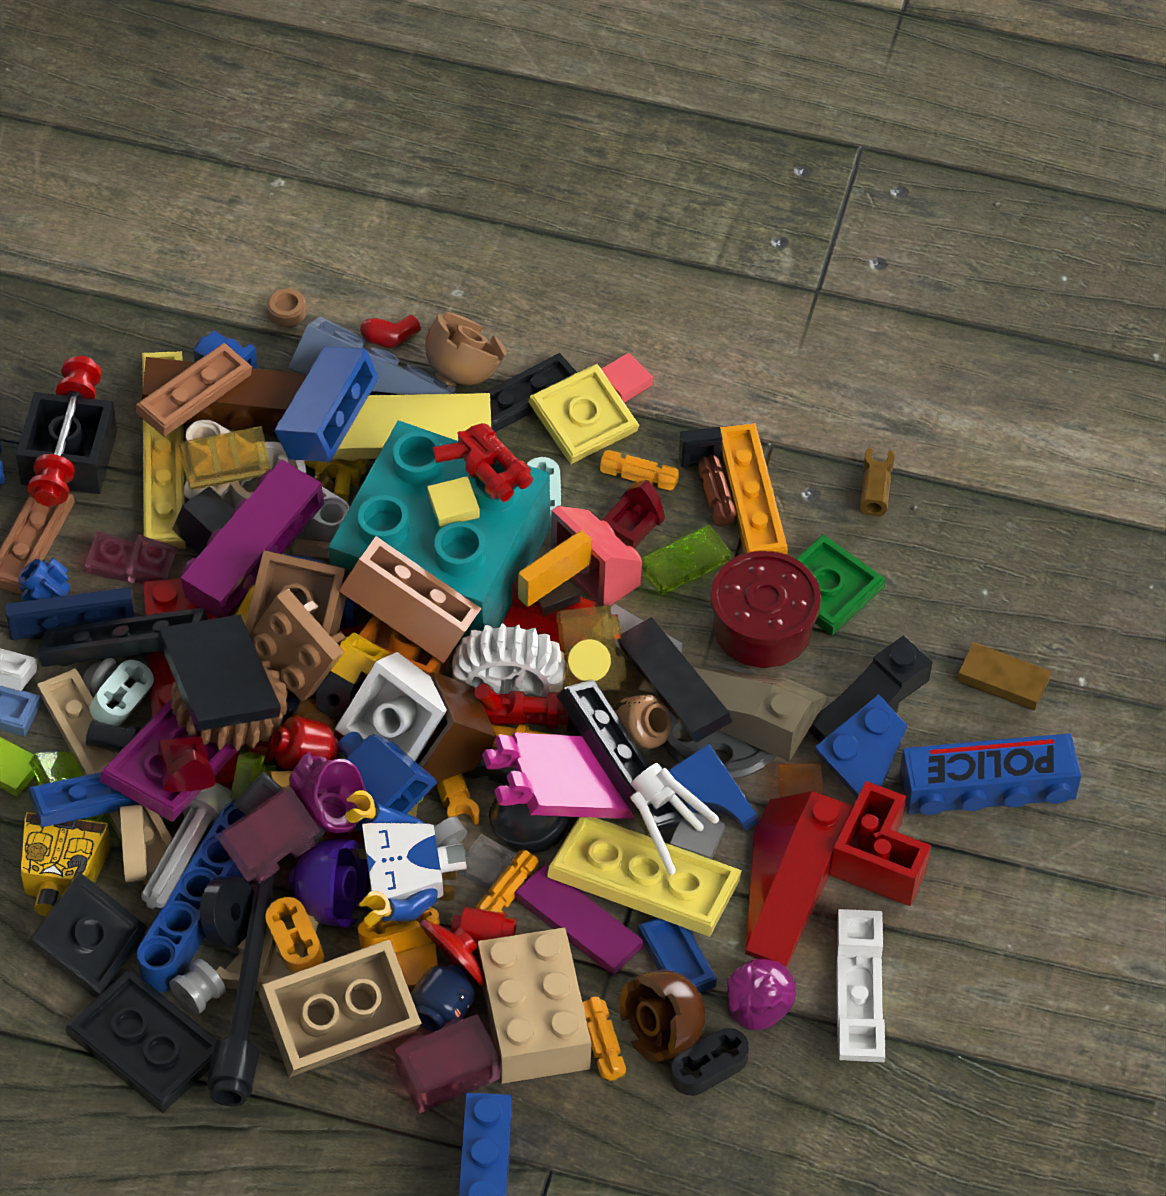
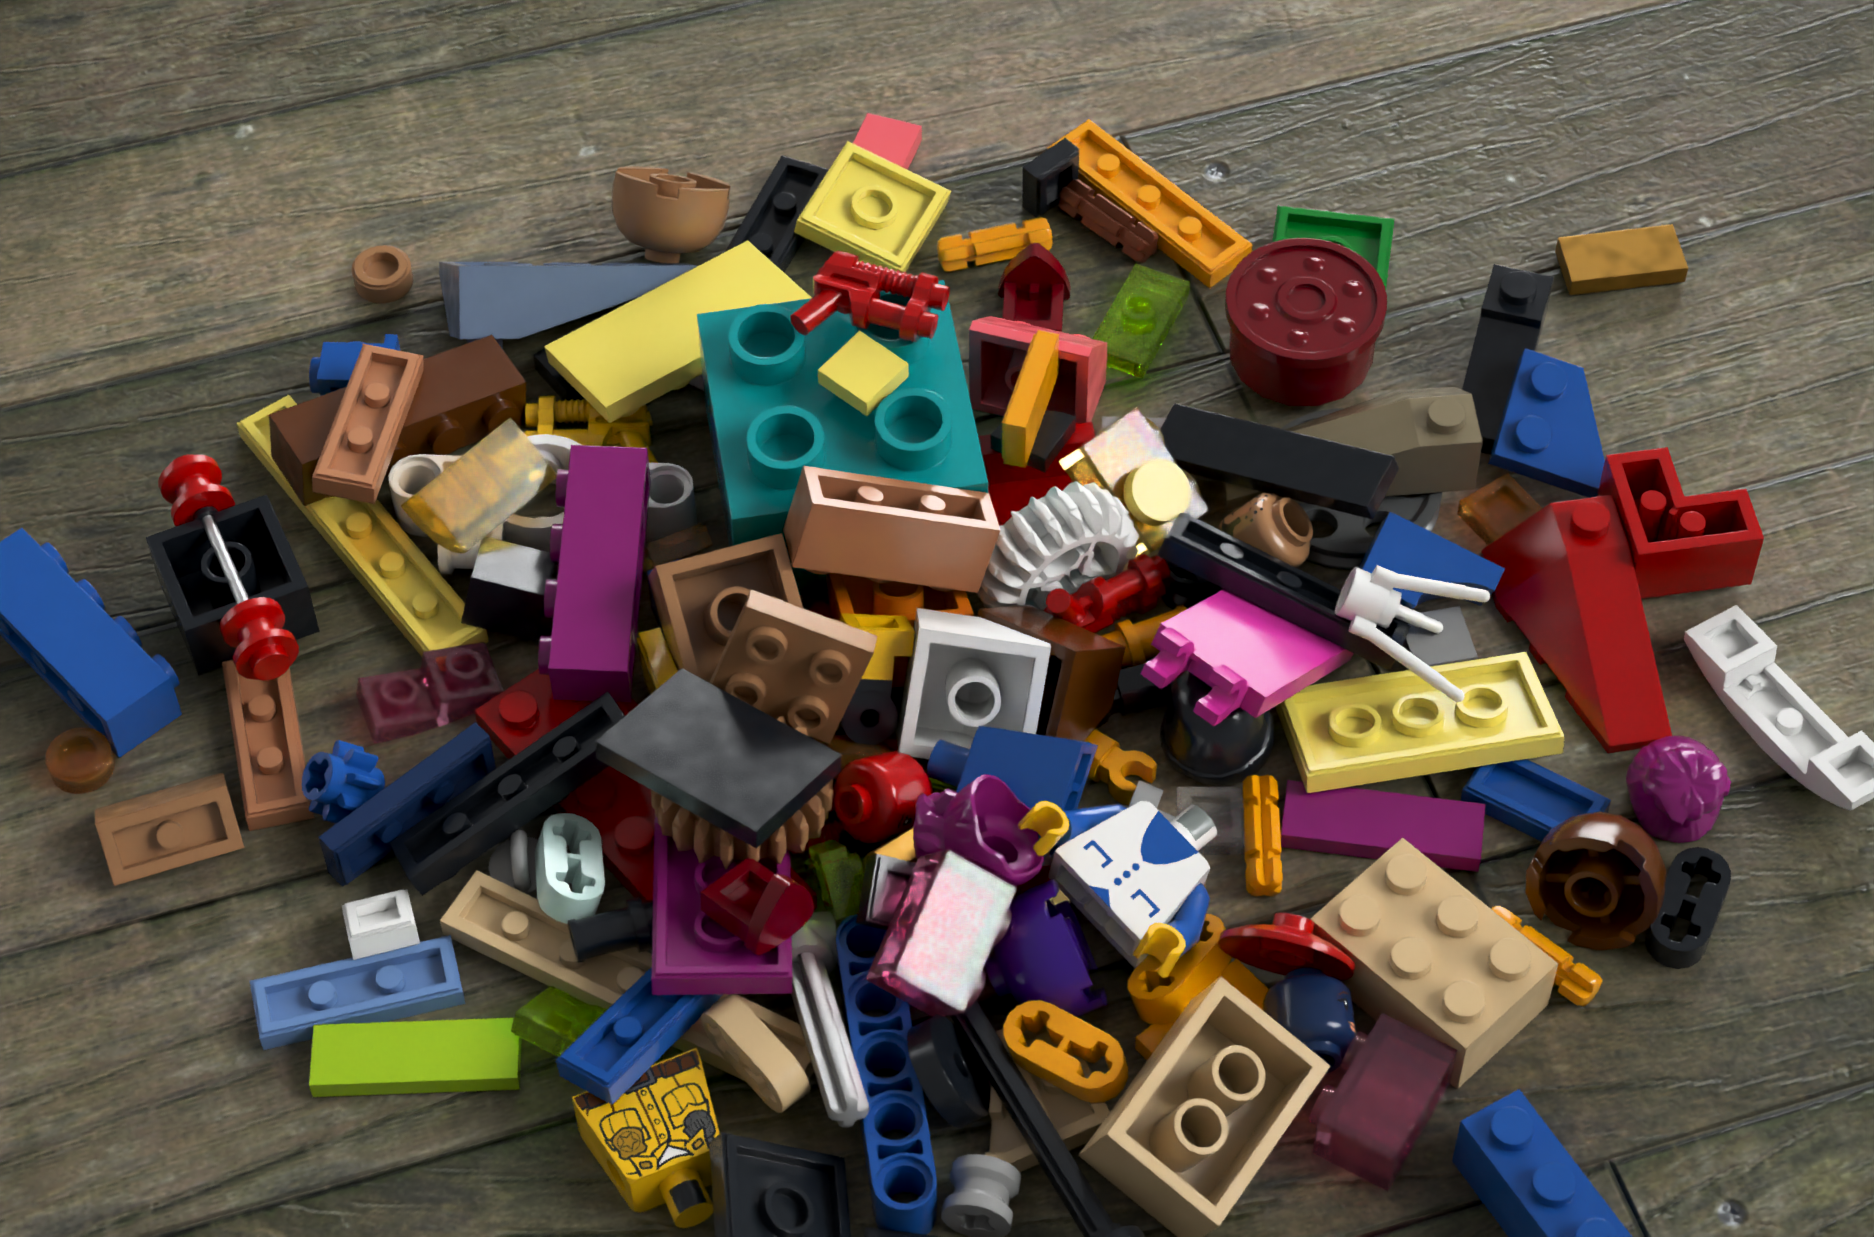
camera: 30 degrees left, 0 degrees up
(326, 404) = (562, 352): blue brick -> none
(388, 333) = (542, 239): red arm -> none
(484, 924) = (1292, 892): red brick -> none
(876, 484) = (1287, 116): pearl gold bar -> none
(990, 774) = (1714, 374): blue brick -> none

